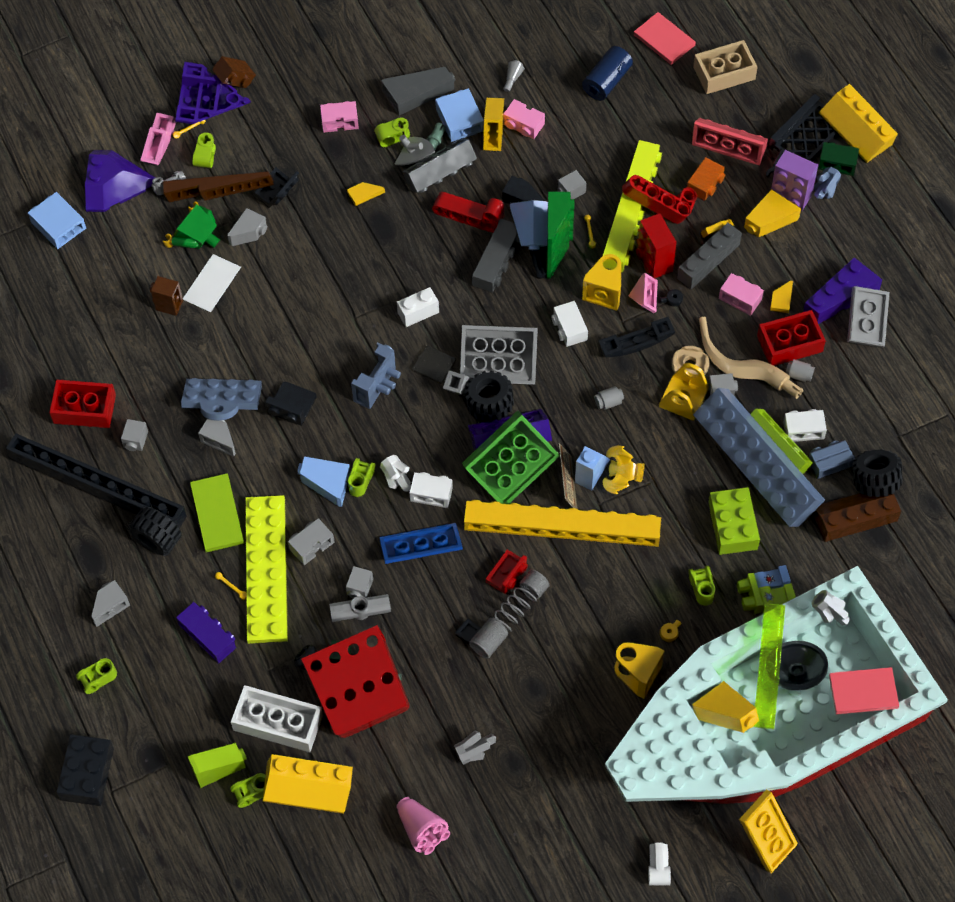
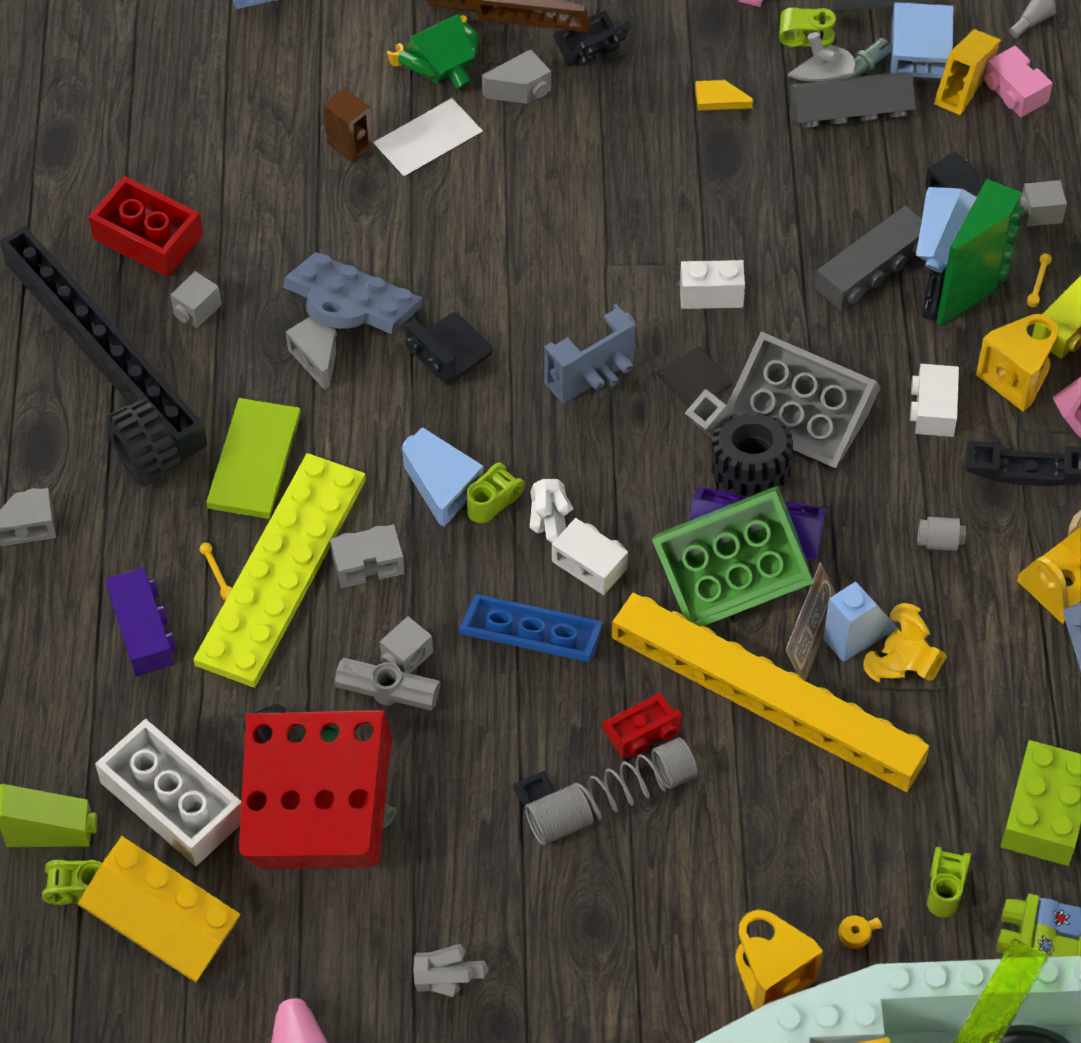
camera: 25 degrees right, 5 degrees down
(469, 212) = (863, 180): red beam -> none

